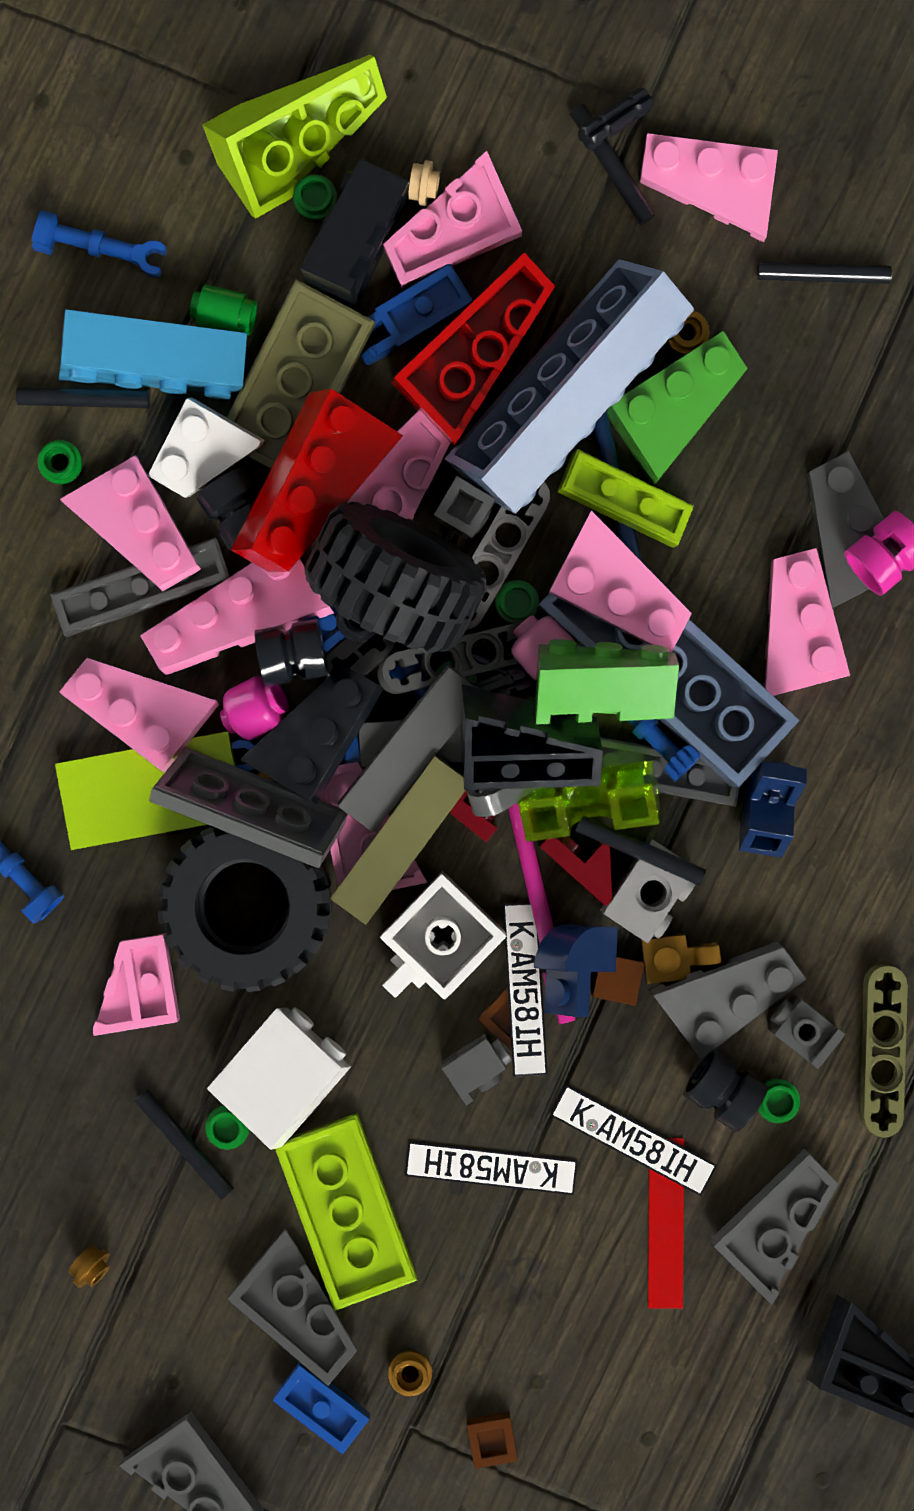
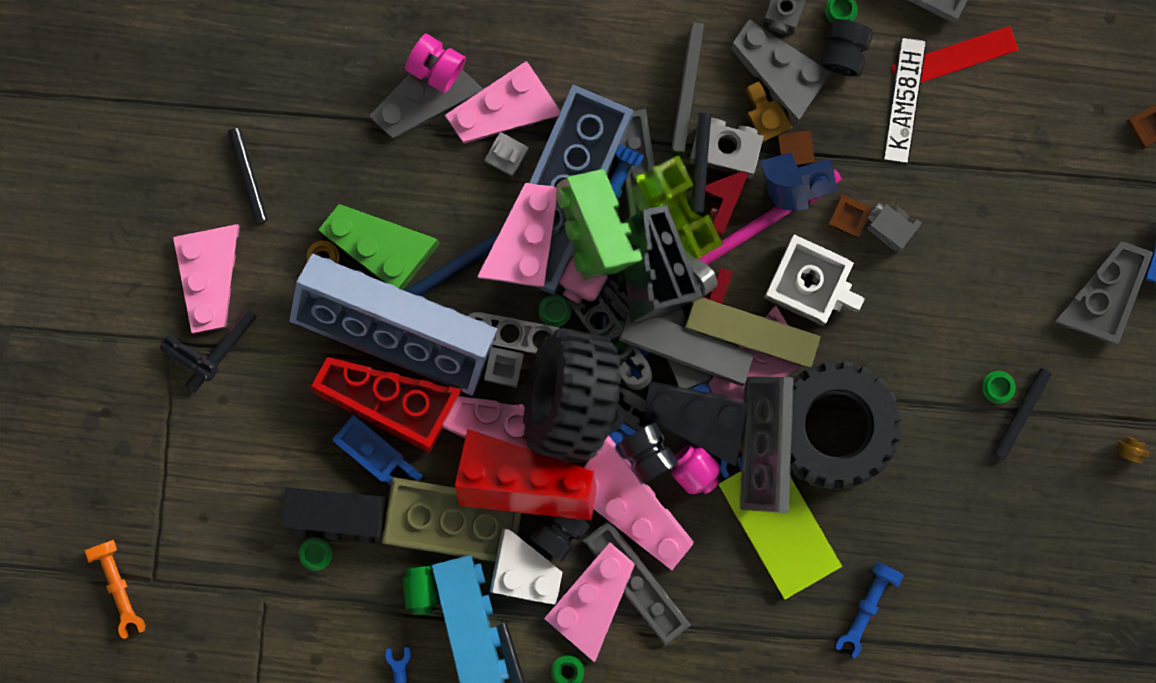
camera: 105 degrees left, 5 degrees down
(139, 710) = (726, 551): bright pink wing -> none
(139, 988) = (922, 483): bright pink wing -> none
(280, 1076) = (948, 360): white brick -> none
(290, 131) = (282, 594): lime wedge -> none
(346, 1212) = (1027, 283): lime tile -> none
(403, 1384) = (1133, 195): pearl gold plate -> none
(423, 182) = (280, 478): tan plate -> none
(456, 227) = (303, 445): bright pink wing -> none
(491, 1168) = (960, 192): sticker -> none
(524, 992) = (827, 210): sticker -> none
(625, 498) = (456, 259): lime tile -> none
(738, 609) = (506, 154): none -> light grey tile
(743, 867) = (687, 89): none -> dark grey tile
(769, 808) = (639, 84): dark blue brick -> none

